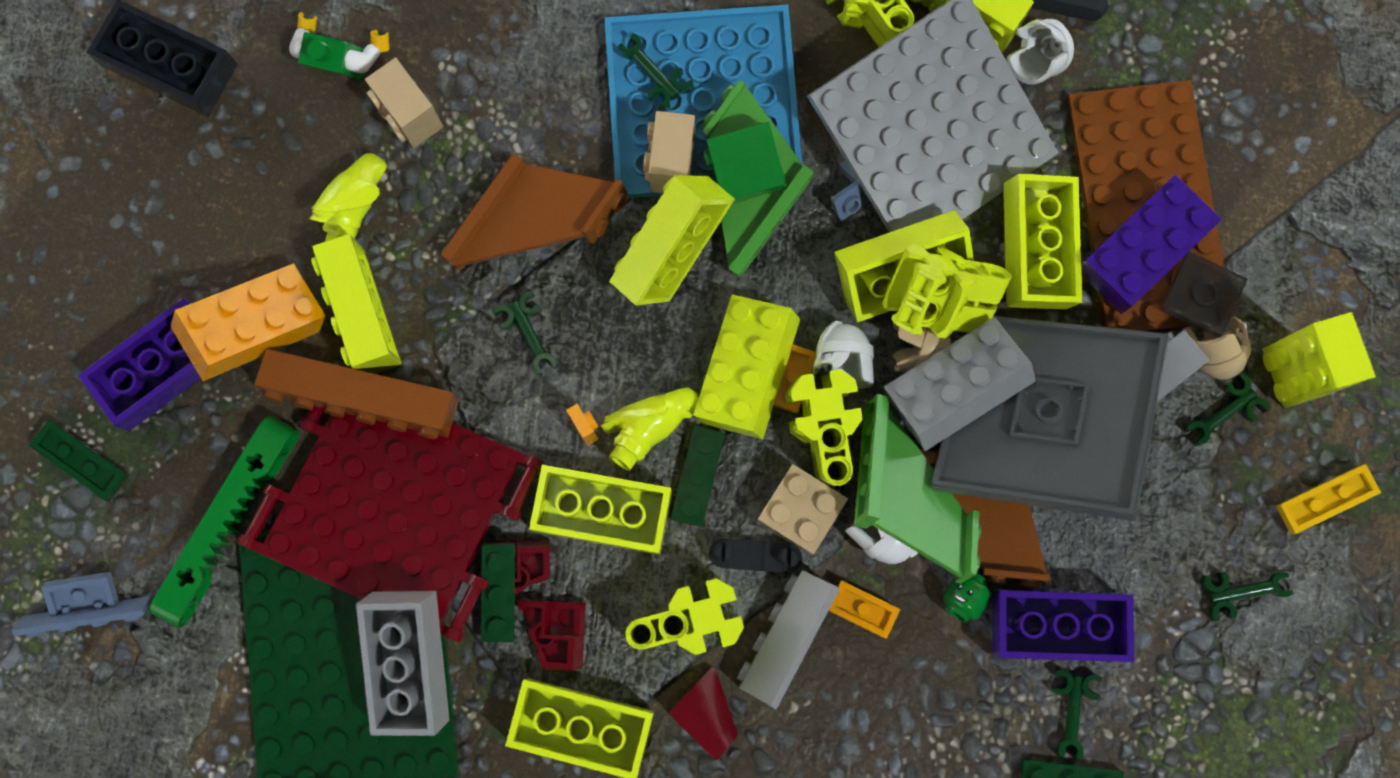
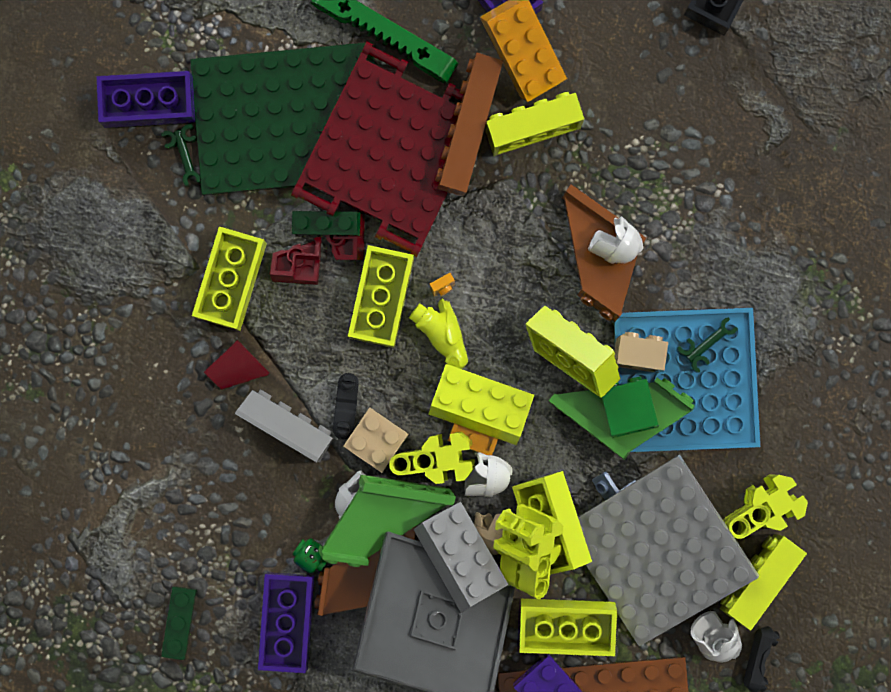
camera: 90 degrees right, 5 degrees up
(333, 54) = (726, 105): torso -> none
(349, 197) = (615, 118): neon yellow animal -> none
(402, 104) = (686, 158): tan brick -> none
(403, 663) = (277, 157): light grey brick -> none
(518, 312) = (529, 239): dark green bar -> none
(527, 182) = (620, 248): none -> white helmet
(697, 617) = (301, 362): neon yellow connector -> none
(698, 476) = (404, 367): dark green plate -> none
(864, 610) = (304, 481): light orange plate -> none
(1076, 687) = (245, 630): dark green bar -> none

